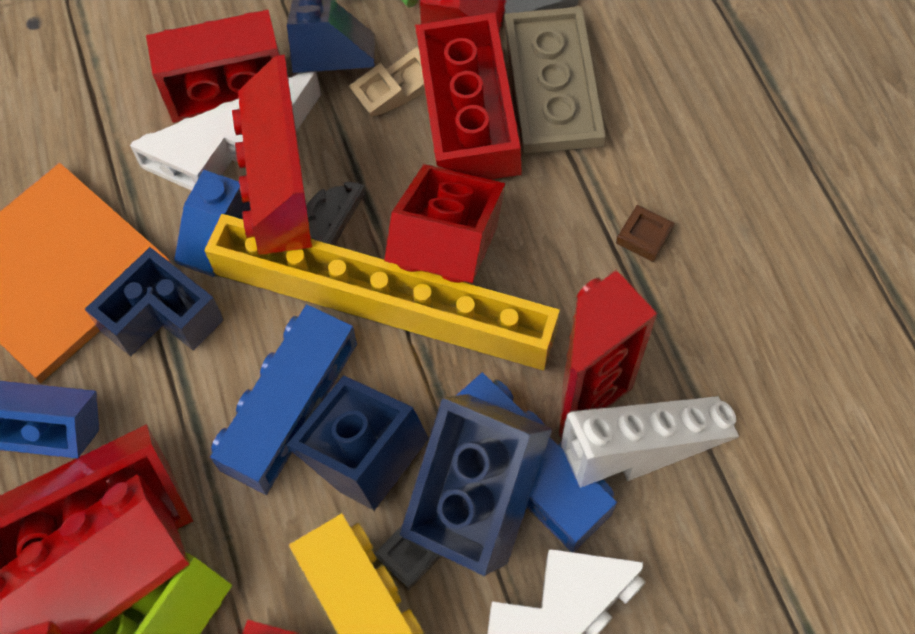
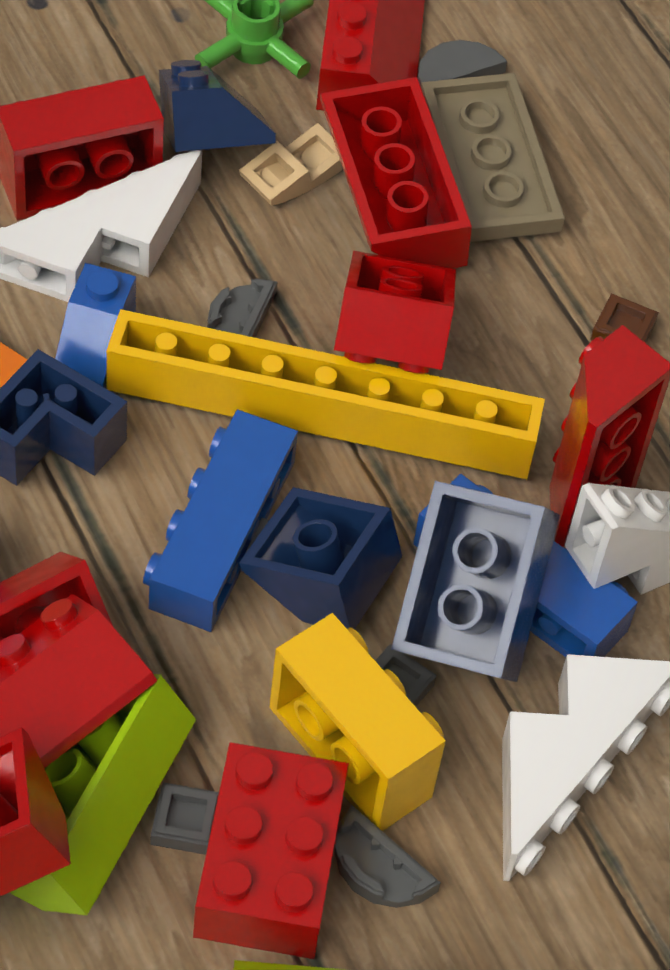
camera: 15 degrees left, 10 degrees down
(271, 161) = (184, 241): red slope -> none

